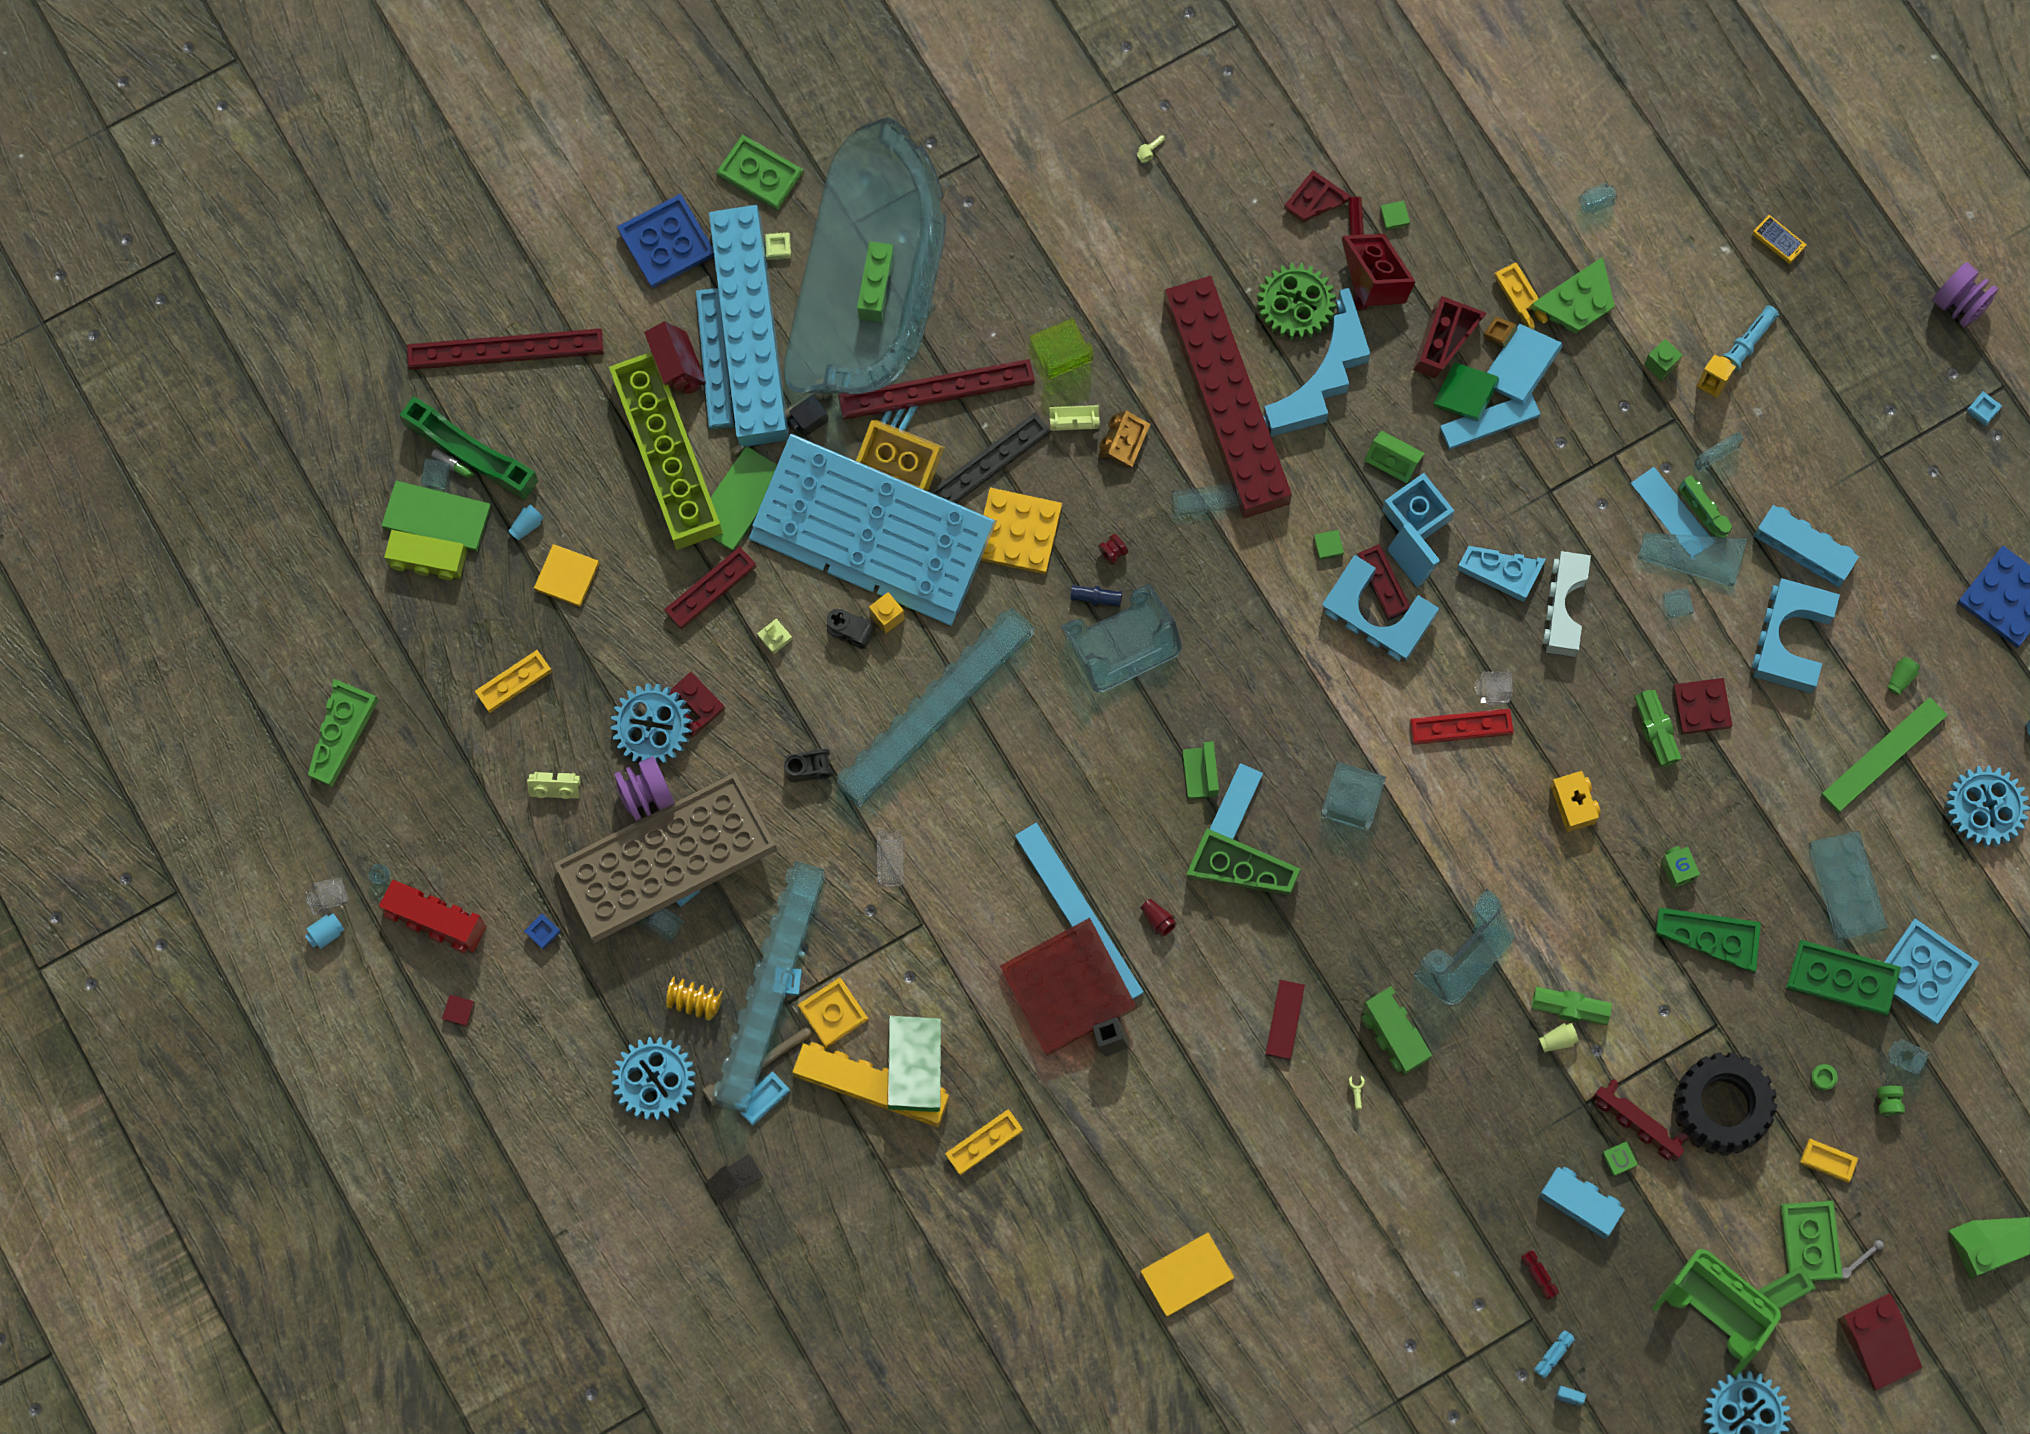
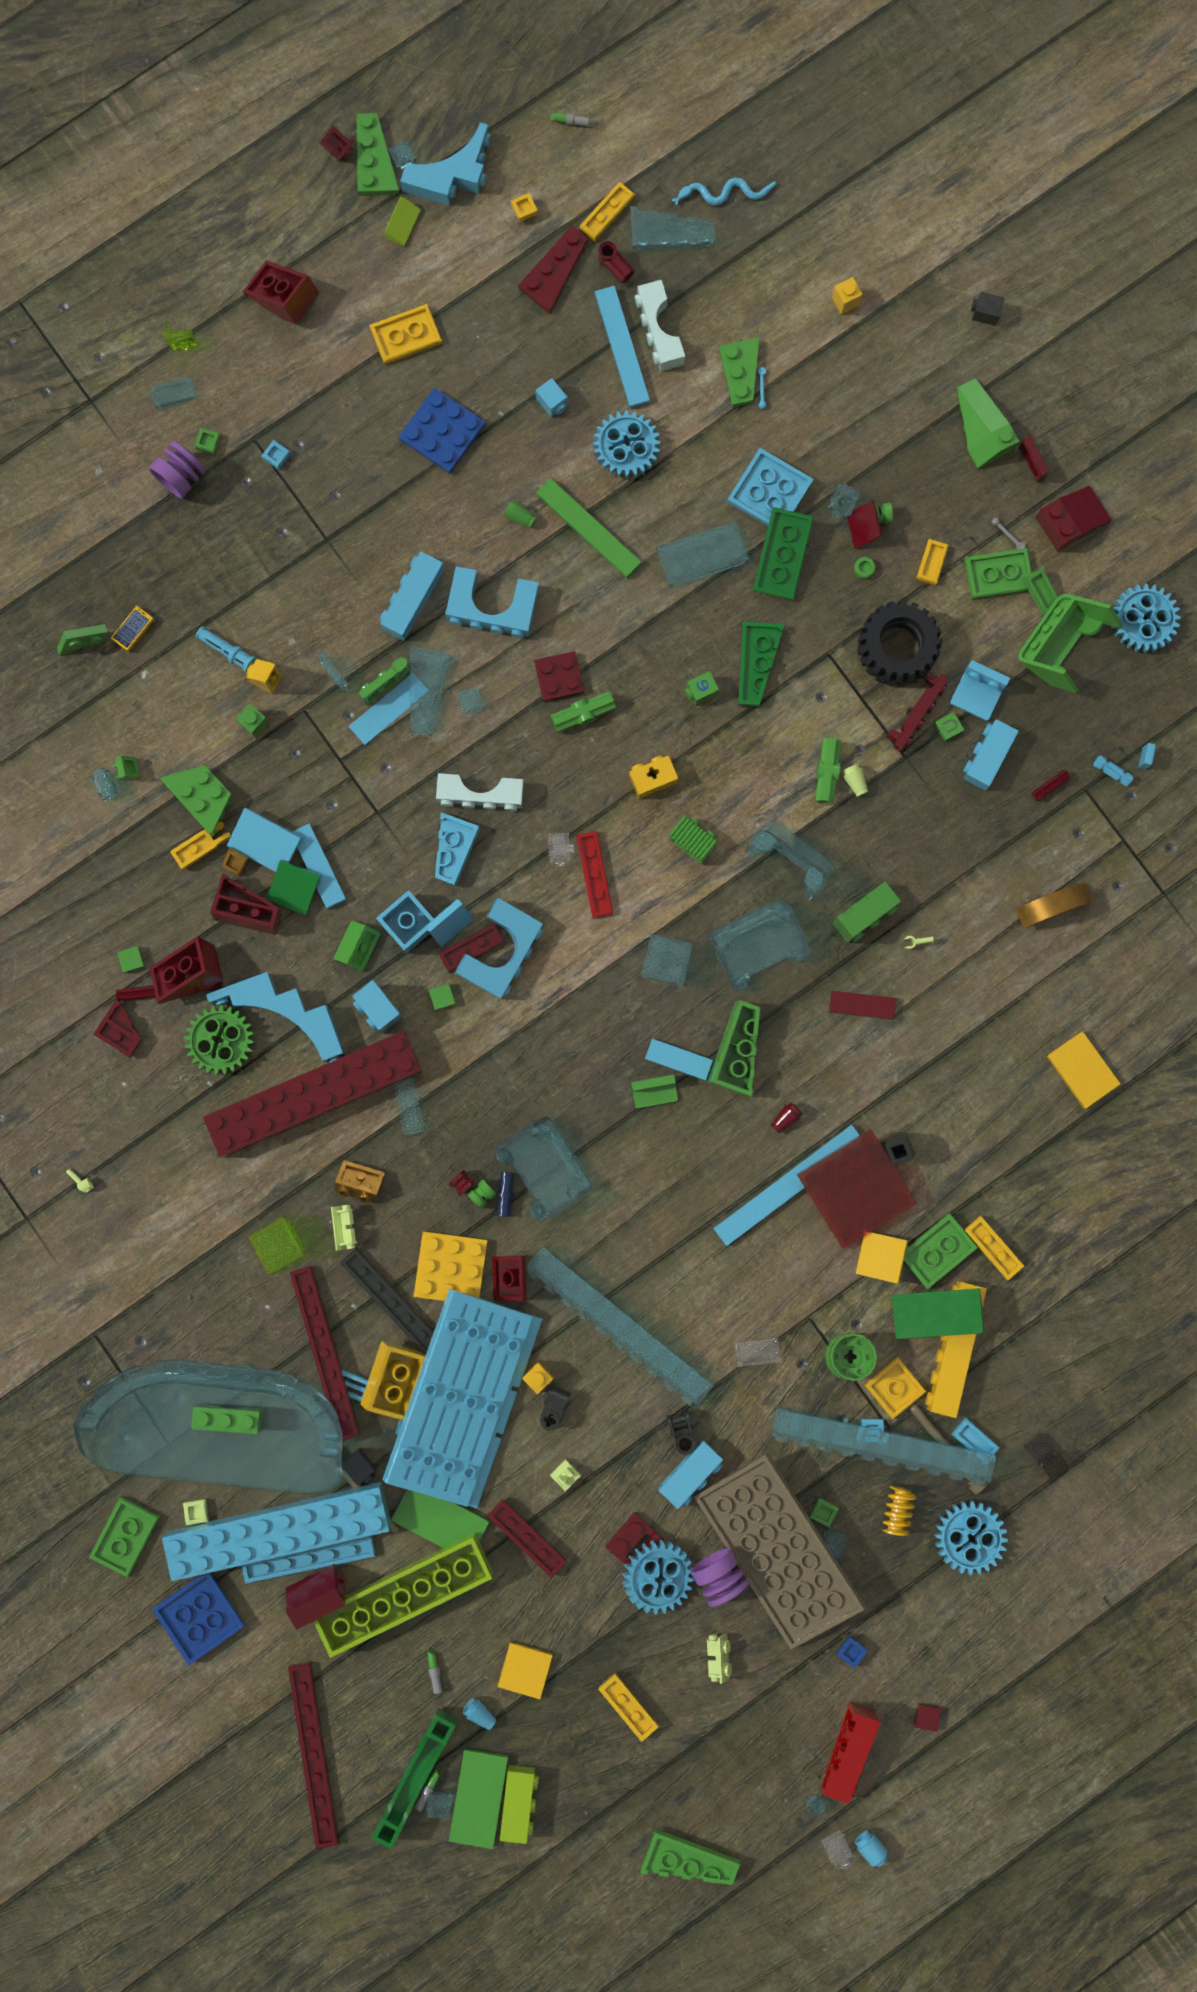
camera: 95 degrees left, 10 degrees up
(577, 480) = (434, 1672): none -> light grey piece
(700, 917) = (824, 1512): none -> bright green tile
(760, 771) = (691, 1474): none -> medium azure brick
(877, 943) = (863, 1356): none -> bright green wheel
(985, 1009) = (882, 1257): none -> yellow tile
(986, 1076) = (938, 1251): none -> bright green plate
(1000, 594) = (509, 1278): none -> dark red slope
(1098, 569) = (481, 1194): none -> bright green wheel
(1321, 469) = (377, 1006): none -> medium azure brick
(1366, 901) = (758, 942): none -> clear light blue windscreen
(1392, 1259) = (1054, 904): none -> pearl gold arch
(1496, 840) = (693, 839): none -> bright green brick
(1615, 223) = (126, 767): none -> bright green tile
(1661, 1197) = (979, 690): none -> medium azure bracket
(1769, 183) = (80, 638): none -> bright green wing
(1877, 1078) = (864, 524): none -> dark red piece
(1956, 1297) = (1033, 459): none -> dark red tile
(2002, 334) = (207, 441): none -> bright green tile

